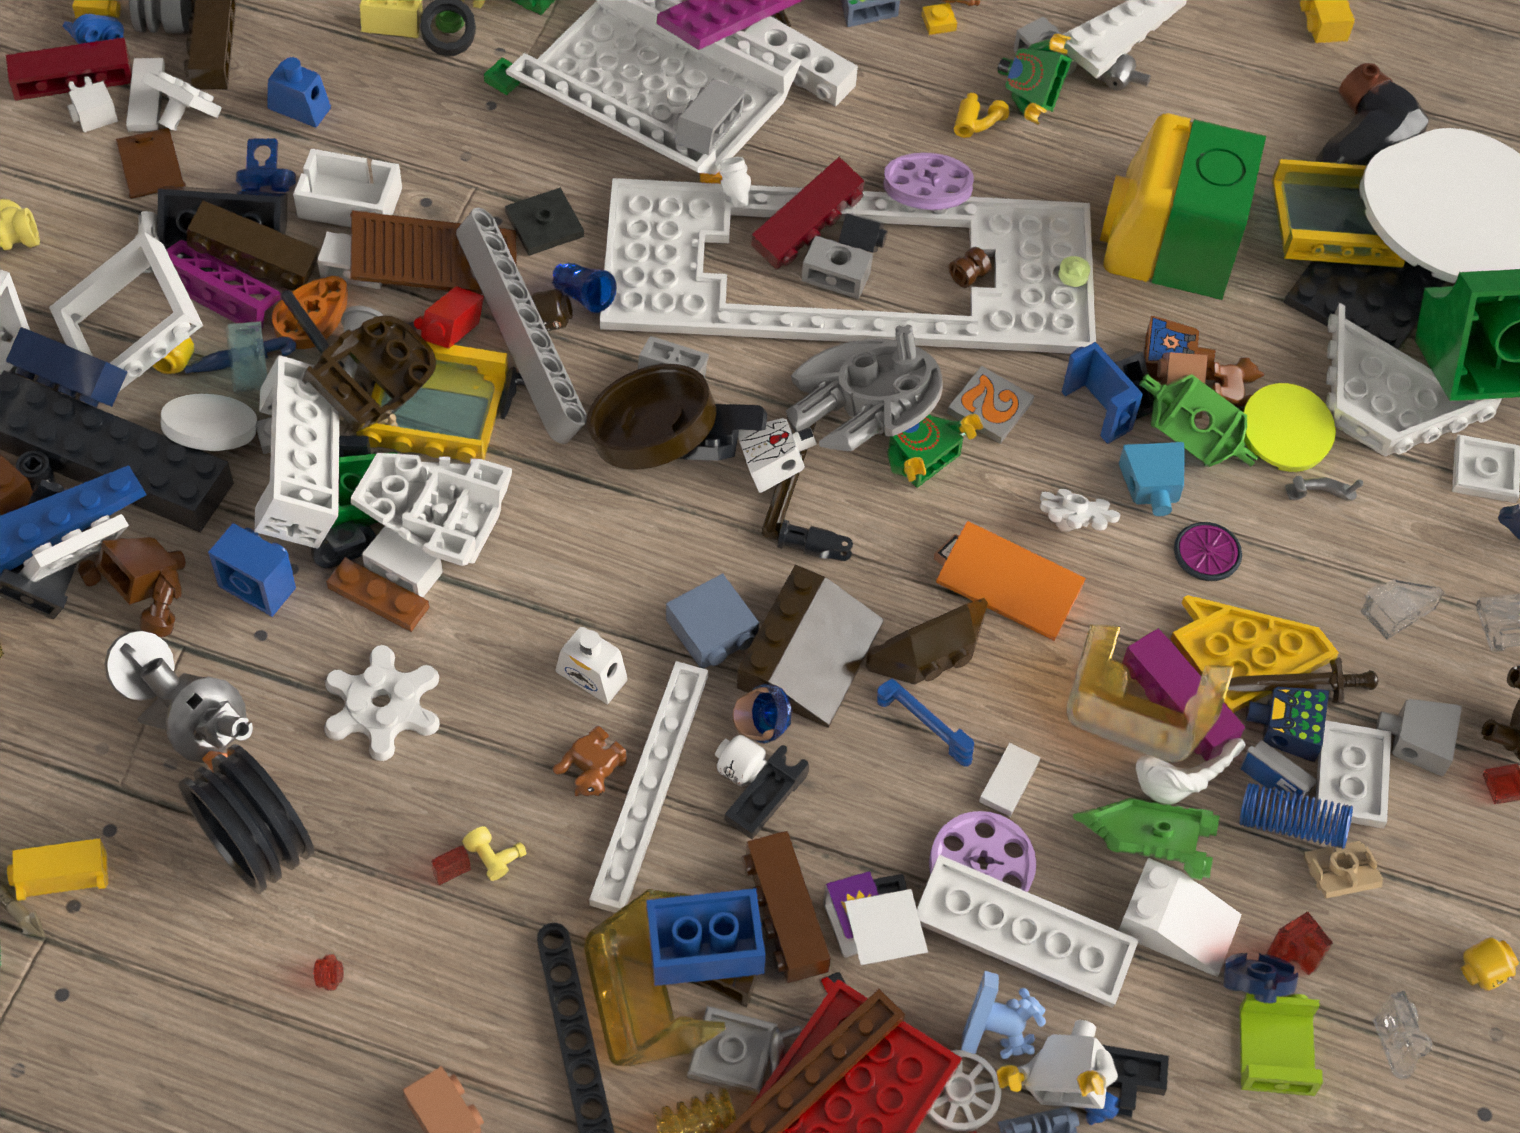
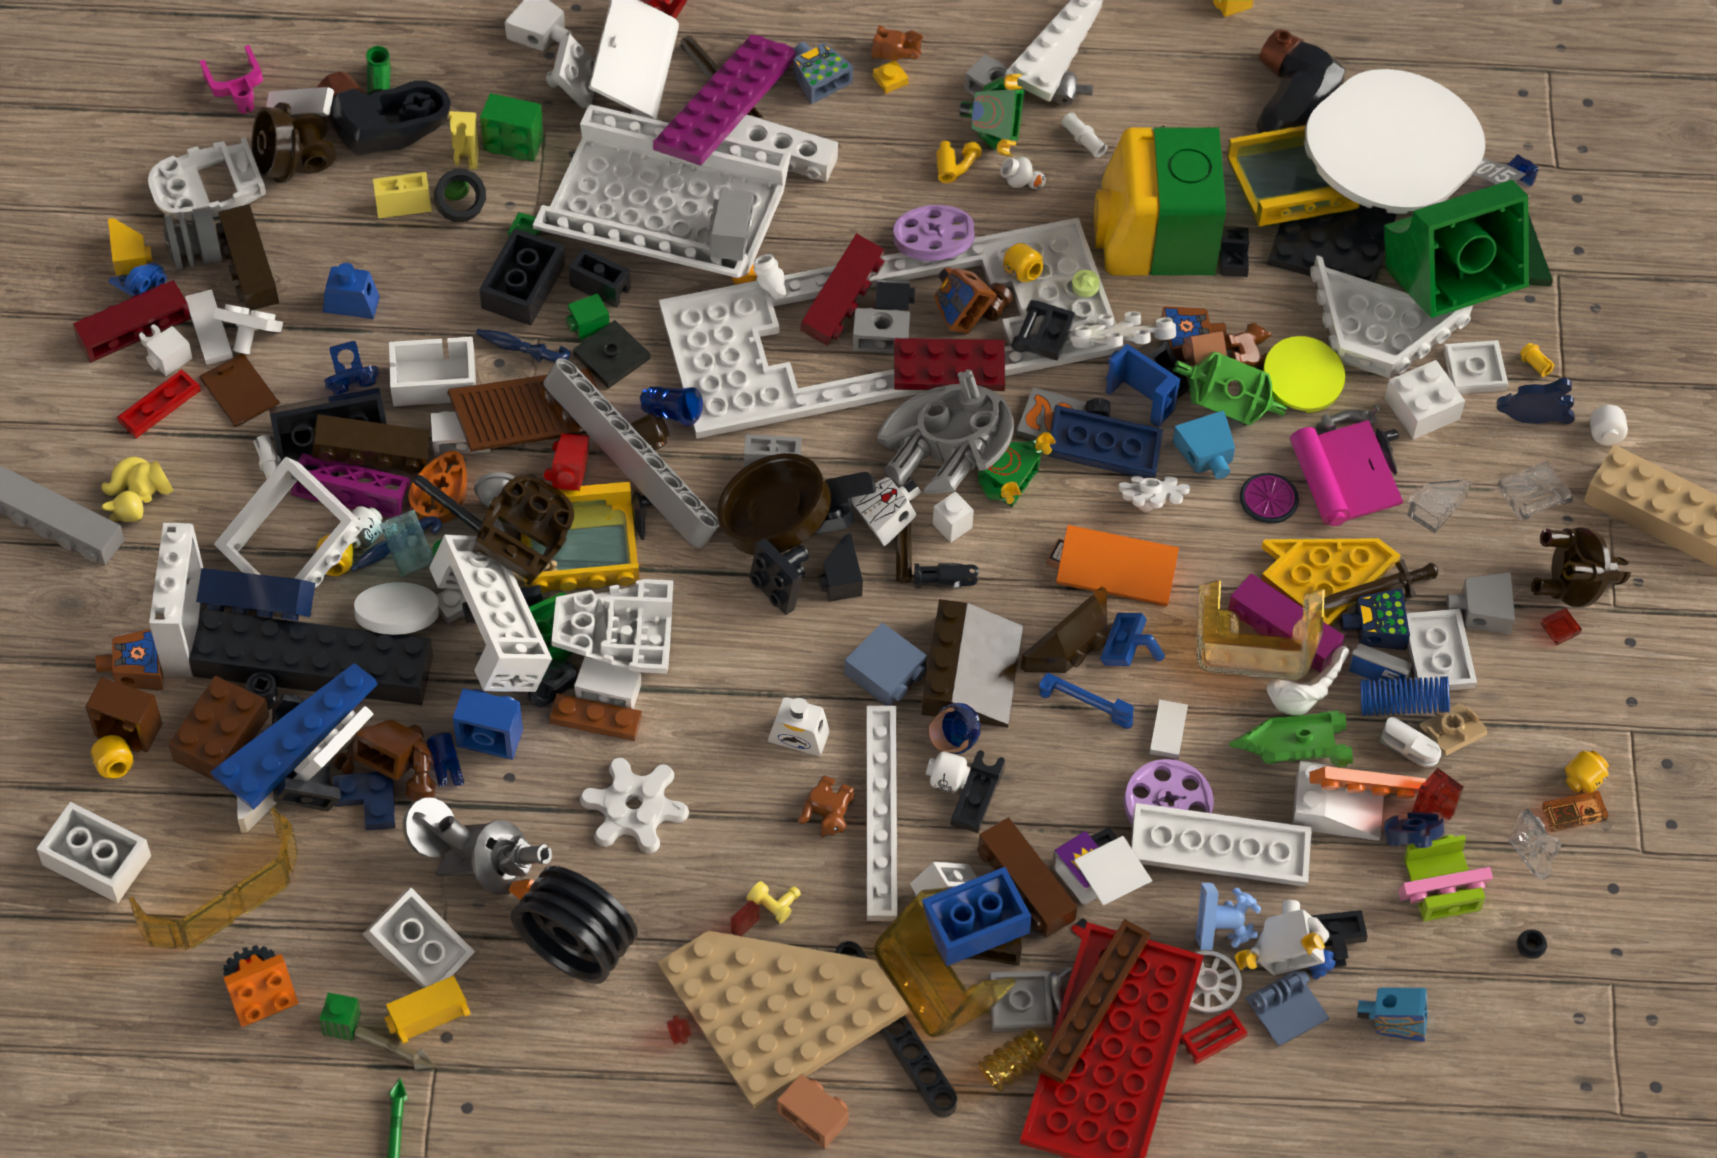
camera: 15 degrees left, 0 degrees up
(63, 156) = (158, 403): none -> red tile
(83, 788) = (418, 940): none -> white slope
(105, 611) = (374, 792): none -> dark blue plate
(196, 595) = (445, 759): none -> clear blue hinge
(213, 332) = (371, 519): none -> white head
(442, 183) = (509, 342): none -> dark blue piece
(451, 978) = (778, 1006): none -> tan plate
(479, 120) = (522, 277): none -> black brick
(531, 176) = (587, 316): none -> green brick
(559, 140) = (599, 275): none -> black brick
(630, 491) = (778, 574): none -> black plate
(691, 879) = (942, 876): none -> white slope
(701, 508) = (842, 572): none -> black slope
(845, 480) = (953, 517): none -> white brick
(875, 311) = (936, 362): none -> dark red plate
(934, 255) = (962, 299): none -> torso
(994, 662) = (1124, 639): none -> blue plate
(1012, 232) = (1023, 262): none -> yellow head
(1018, 314) = (1051, 334): none -> black plate
(1041, 143) = (1020, 172): none -> white animal
(1041, 444) = (1105, 442): none -> dark blue tile
(1045, 407) = (1098, 406): none -> black axle
(1082, 328) = (1086, 336): none -> white plant
(1124, 122) = (1084, 135): none -> white pin
(1209, 901) = (1359, 781): none -> orange plate
(1251, 280) = (1235, 251): none -> black slope
(1278, 1054) = (1420, 889): none -> bright pink plate
(1287, 872) = (1410, 743): none -> white arm
(1298, 548) = (1341, 474): none -> dark pink door
(1356, 530) = (1383, 439): none -> black bar
(1417, 488) = (1424, 399): none -> white brick
(1463, 1007) = (1575, 811): none -> clear orange tile

